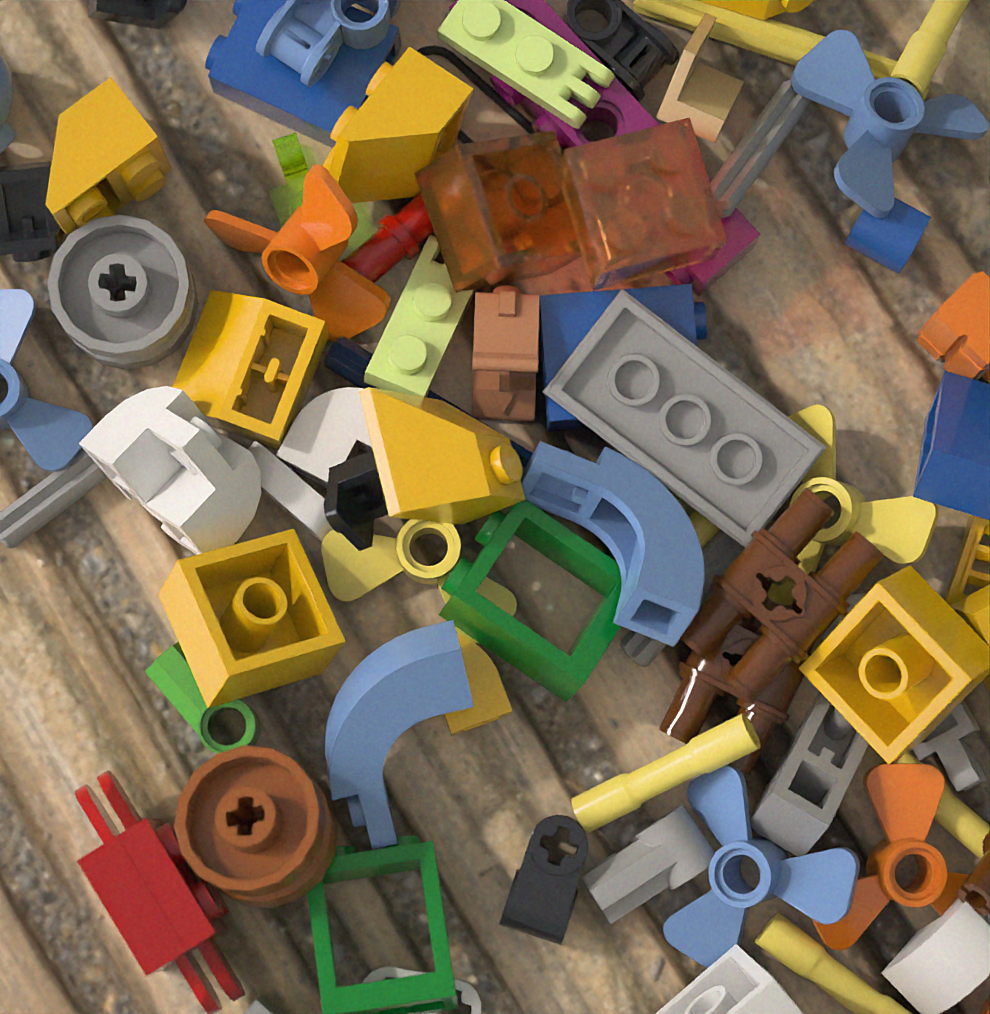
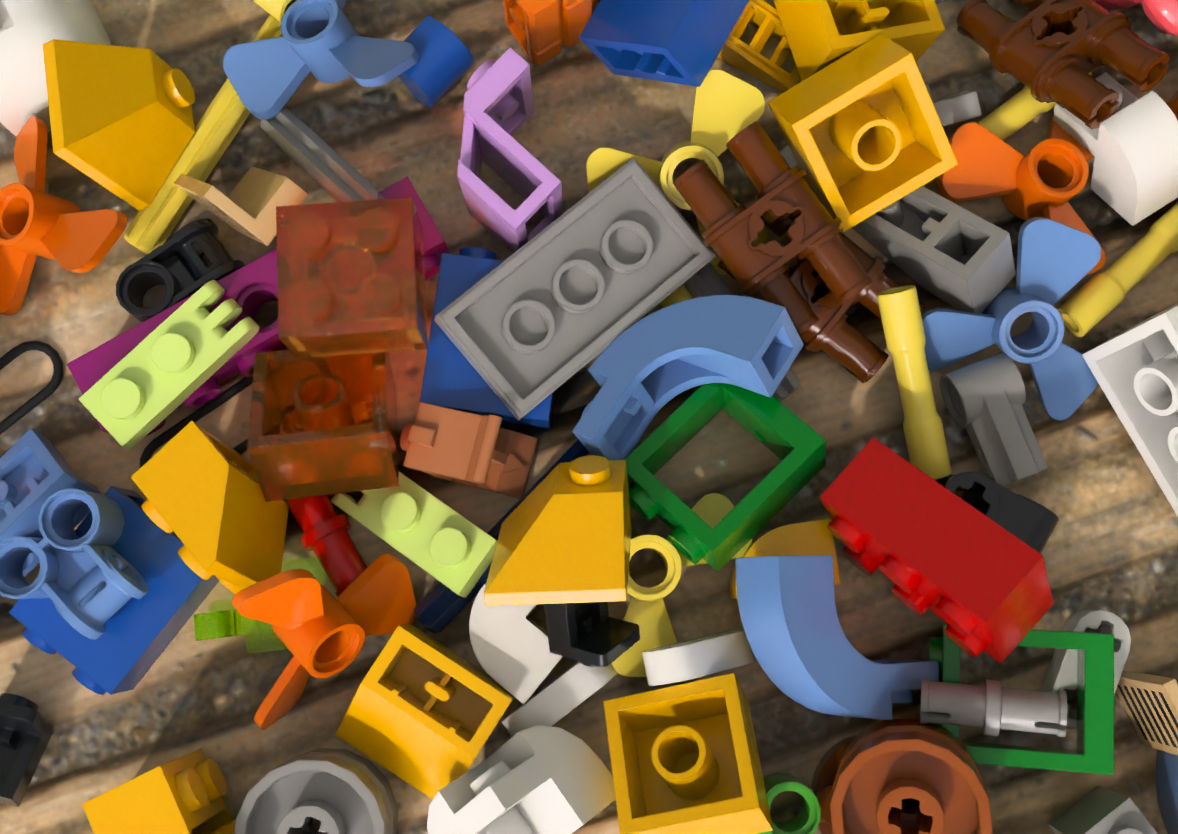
camera: 75 degrees left, 0 degrees up
(351, 607) = (697, 657): none -> white beam
(363, 889) = (994, 707): none -> light grey pin
(495, 807) = (938, 552): none -> red piece
(847, 301) = (494, 109): none -> lavender piece

